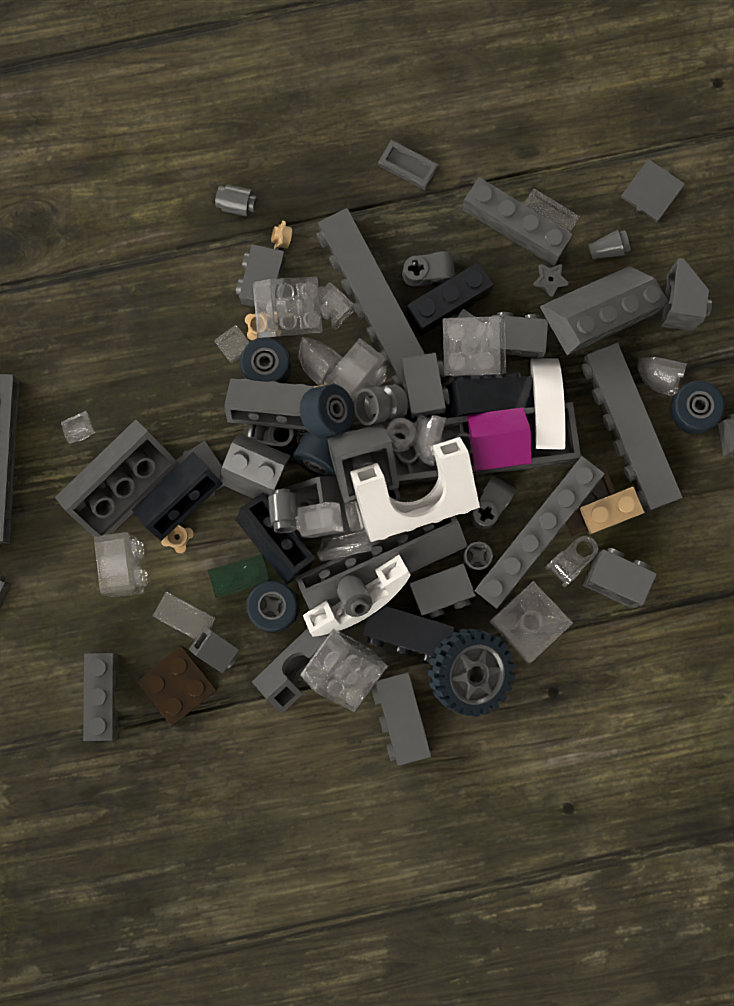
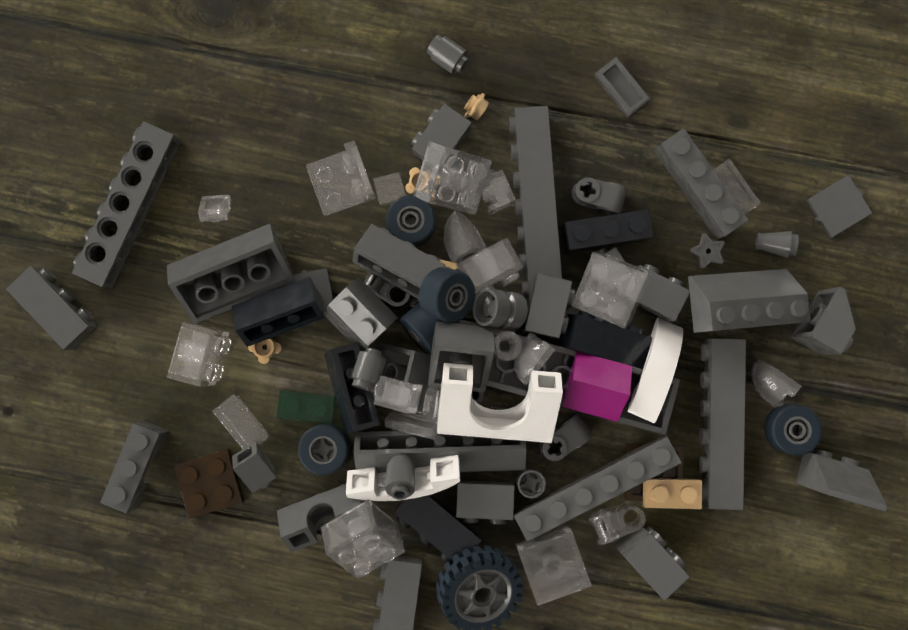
camera: 20 degrees right, 5 degrees up
(185, 353) = (340, 180): none -> clear bracket

